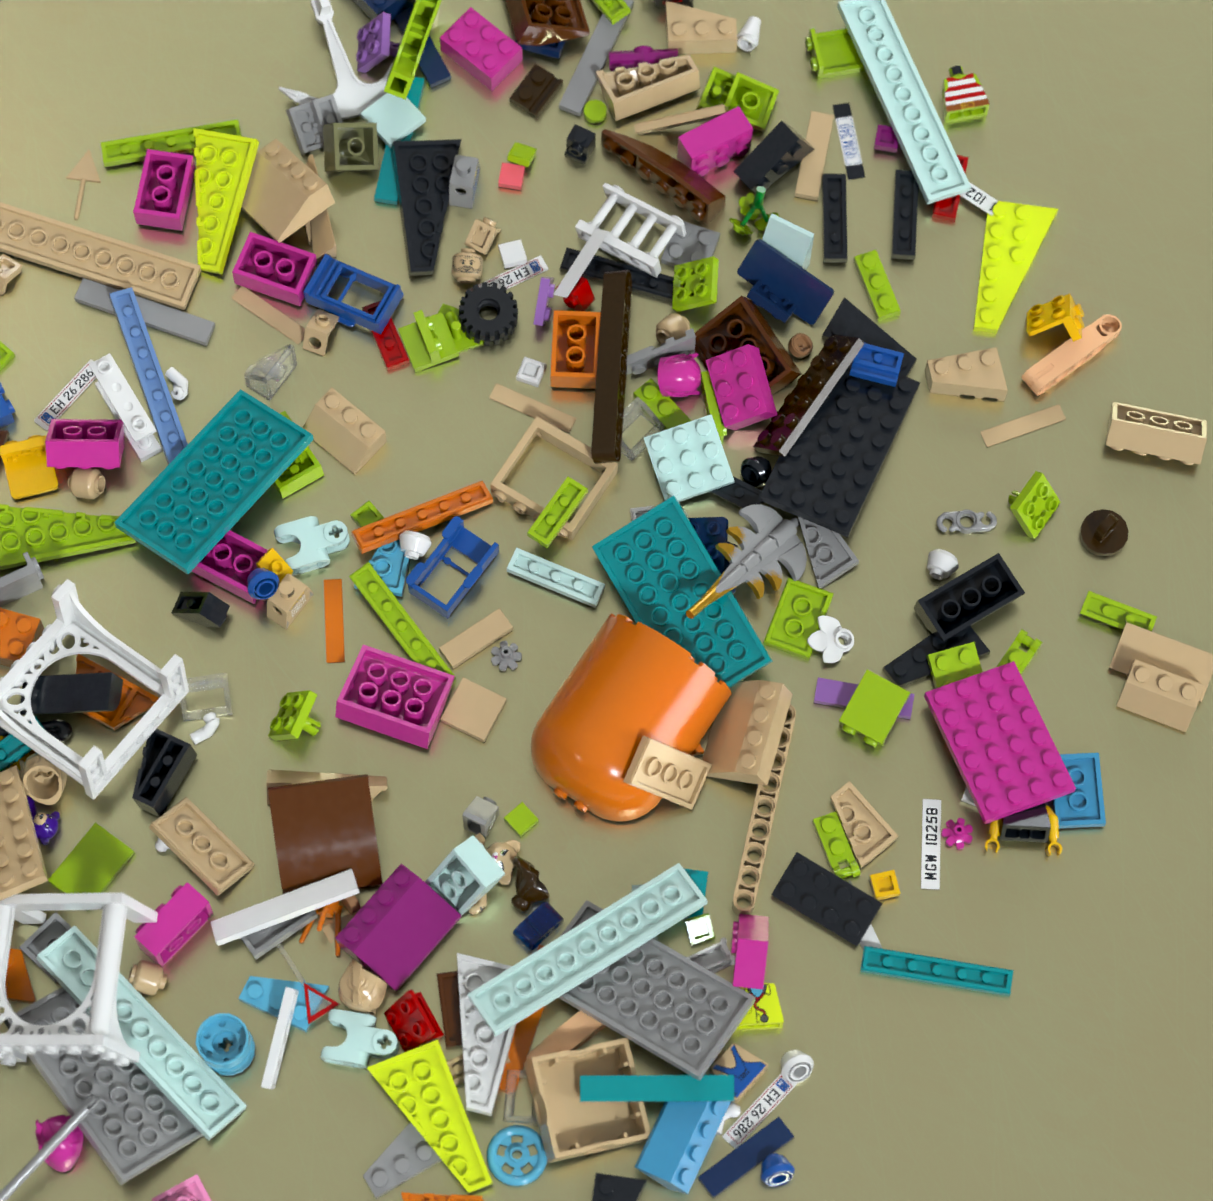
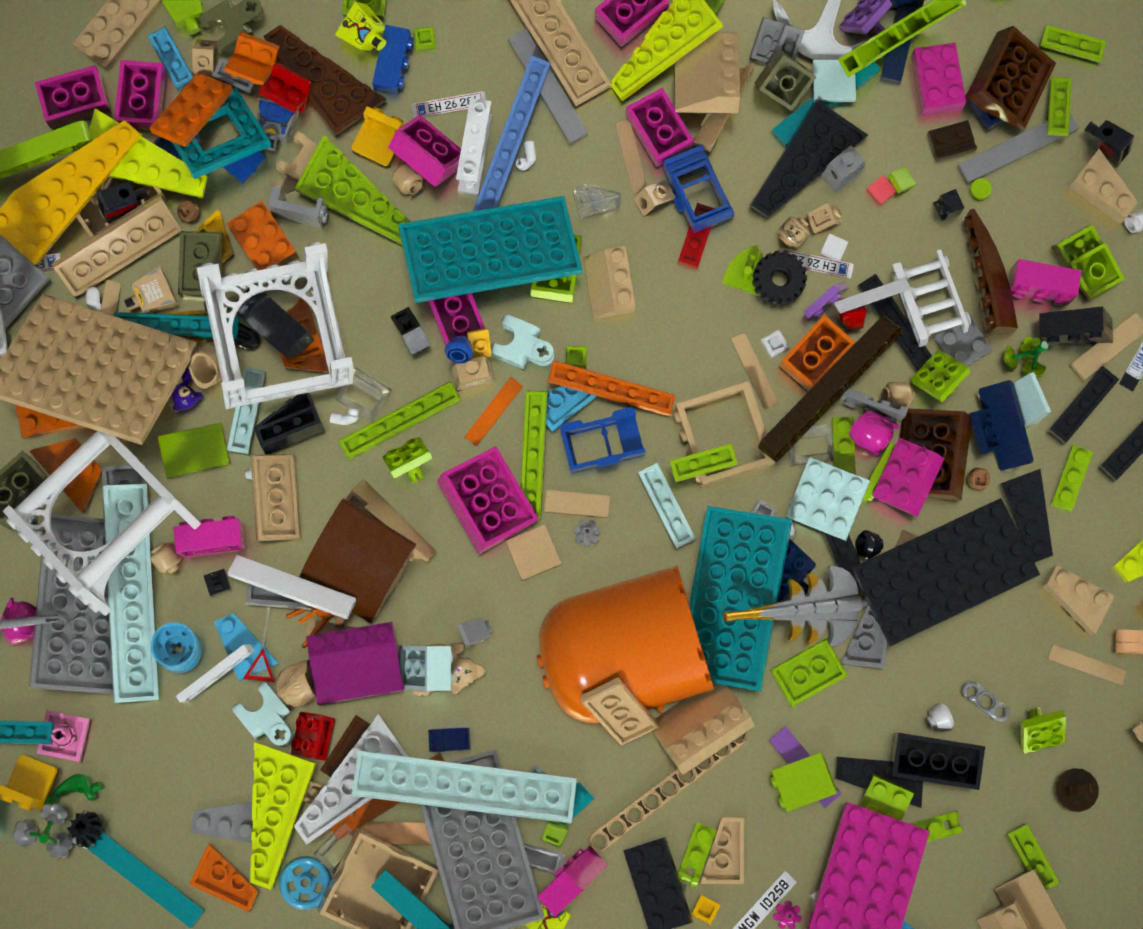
camera: 40 degrees right, 10 degrees up
(119, 809) = (246, 415): none -> light aqua plate
(212, 963) = (217, 582): none -> black tile
(256, 693) = (399, 420): none -> lime tile
(414, 544) = (587, 404): white cone -> none
(428, 341) = (722, 264): lime bracket -> none
(521, 819) = (501, 655): lime tile -> none
(528, 886) = (466, 706): dark brown hair -> none
(638, 55) = (1047, 179): magenta piece -> none
(647, 85) = (1033, 200): tan wedge -> none
(680, 119) = (1035, 245): tan tile -> none
(808, 395) = (951, 521): dark brown plate -> none
(827, 639) = (815, 704): white plate -> none
(877, 364) = (1018, 538): blue plate -> none

